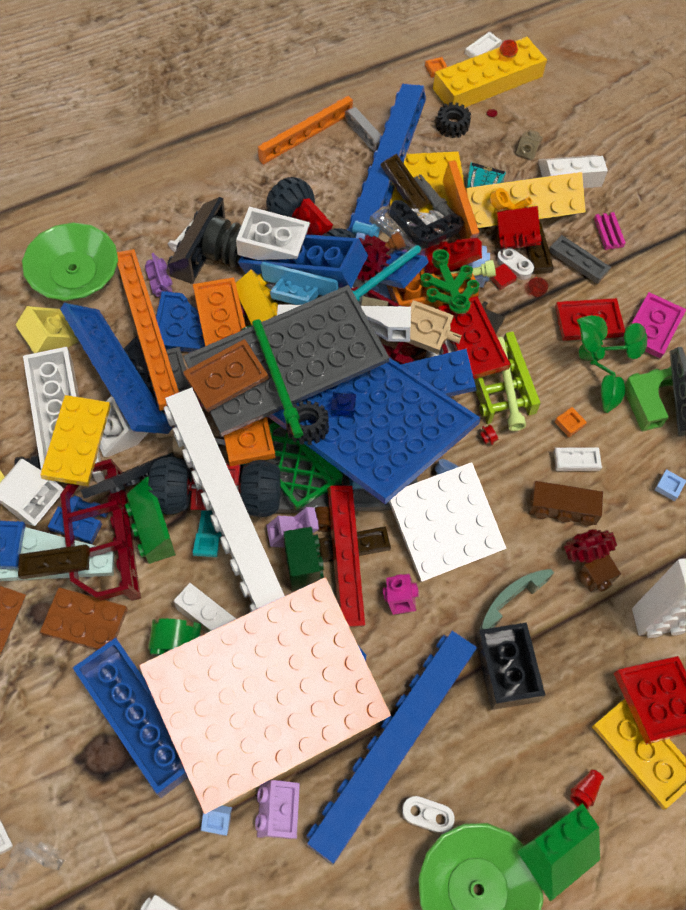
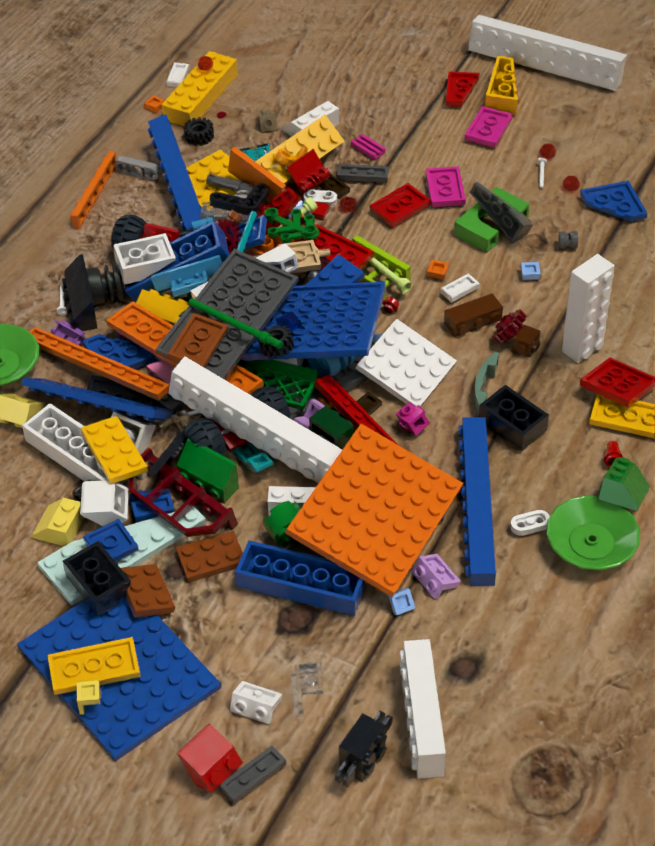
camera: 30 degrees left, 15 degrees down
(54, 561) = (163, 528): dark brown tile -> none
(405, 183) = (202, 181): dark brown tile -> none
(593, 333) = (420, 220): green plant -> none

